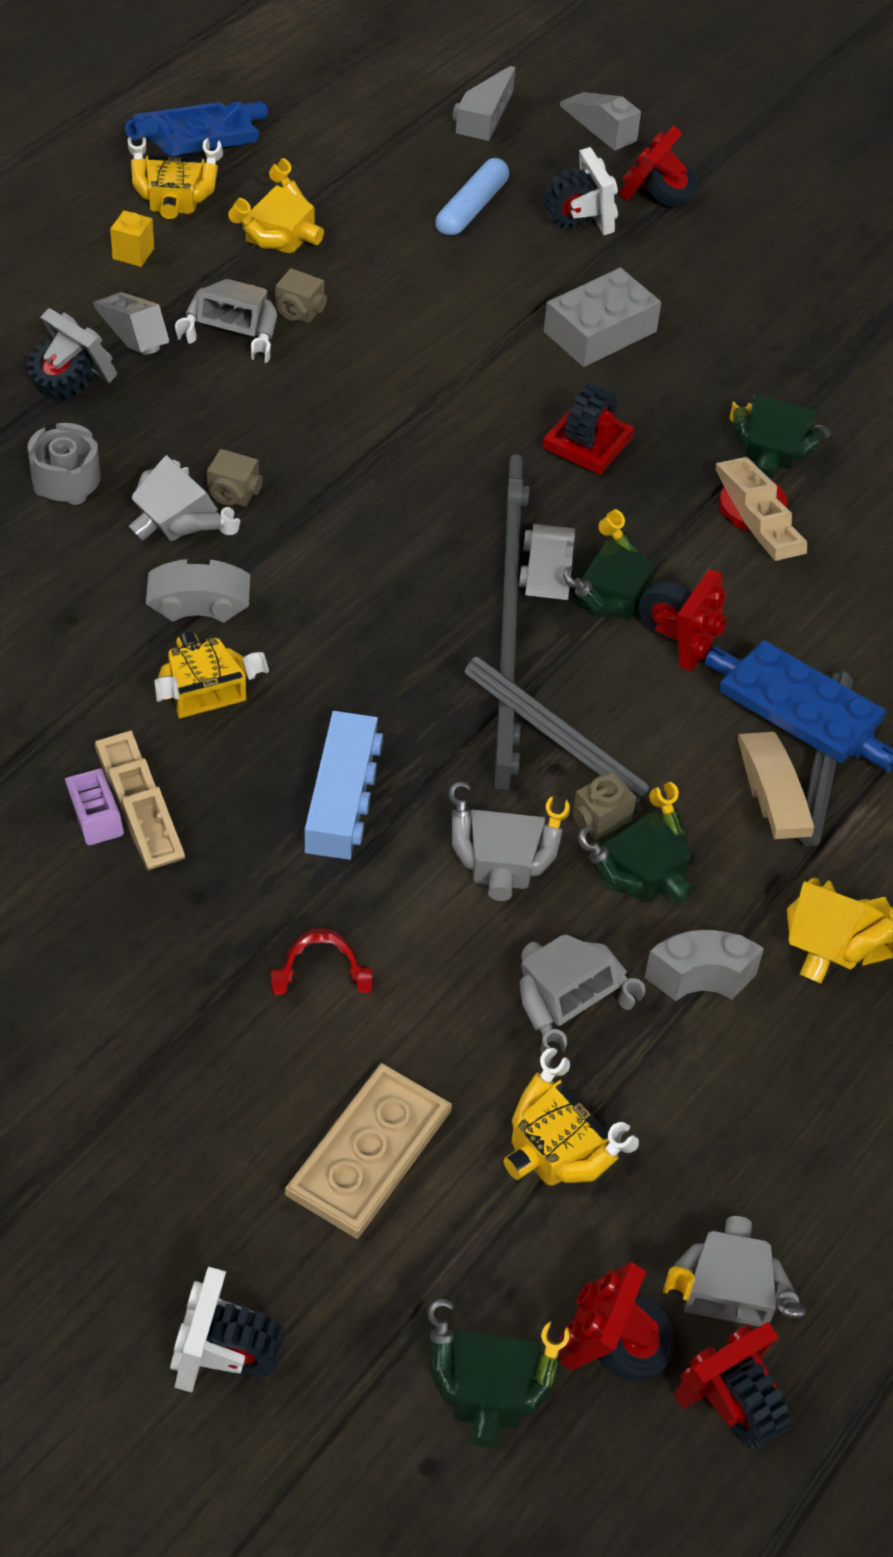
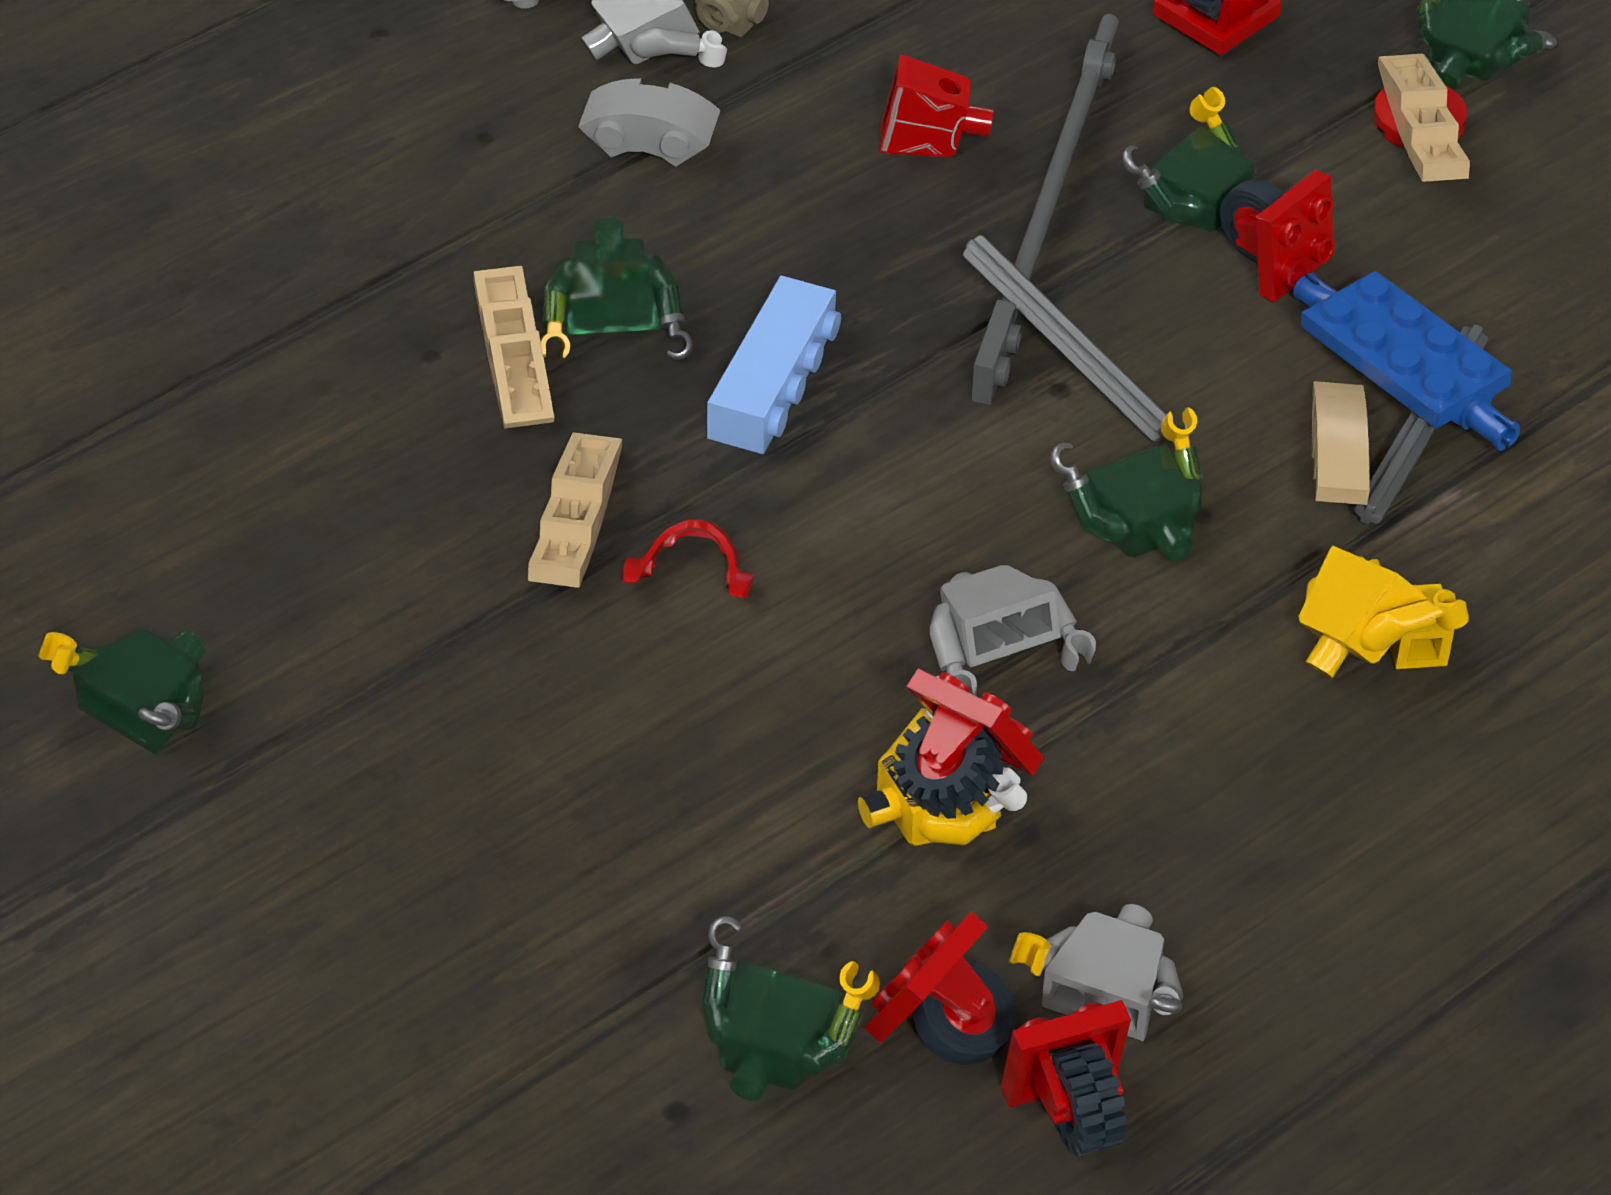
camera: 15 degrees right, 5 degrees down
(94, 808) = (457, 349): lavender slope -> none
(206, 675) = (643, 207): yellow torso -> none
(206, 741) = (612, 288): none -> clear green torso
(221, 936) = (575, 510): none -> tan slope
(223, 1336) = (457, 920): plate -> none
(368, 1150) = (695, 769): tan tile -> none
(406, 553) = (929, 111): none -> red torso
(504, 847) = (960, 461): light grey torso -> none
(549, 555) = (1110, 130): light grey brick -> none
(580, 1120) = (960, 749): none -> plate
(604, 805) = (1102, 430): dark tan brick -> none
(703, 962) = (1180, 627): light grey brick -> none

